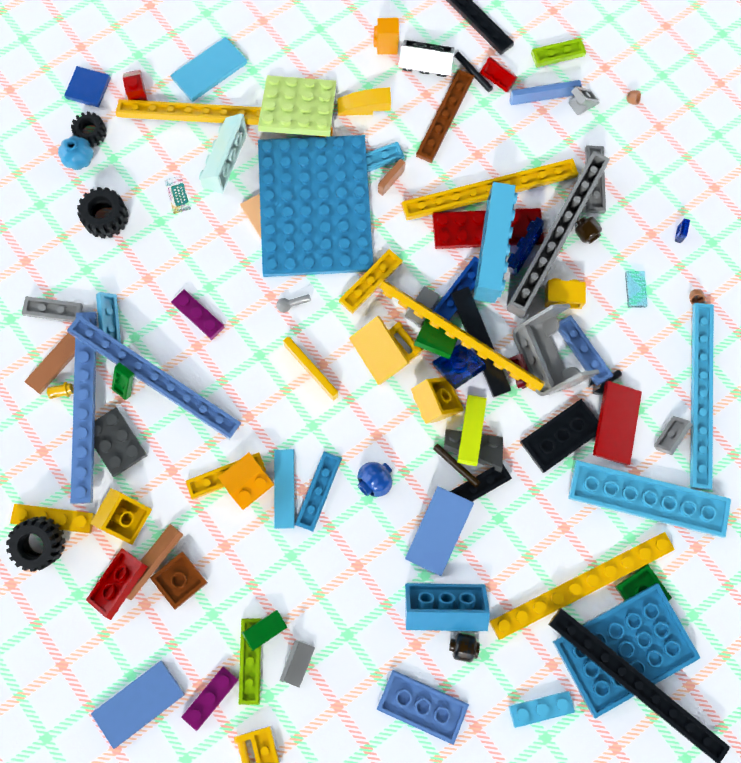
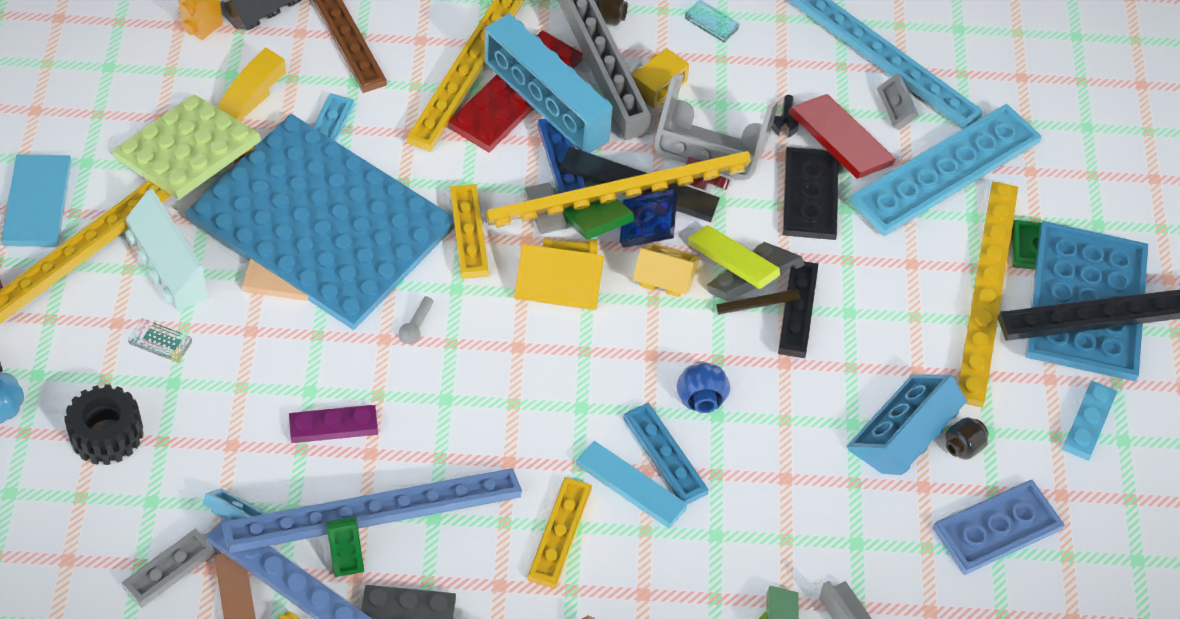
camera: 50 degrees left, 20 degrees down
(246, 481) = (591, 506): light orange slope -> none
(313, 371) = (515, 356): yellow tile -> none
(391, 177) = (367, 126): nougat tile -> none
(439, 531) = (817, 367): medium blue tile -> none
(525, 246) = (573, 48): clear blue plate -> none
(584, 350) = (735, 106): medium blue tile -> none

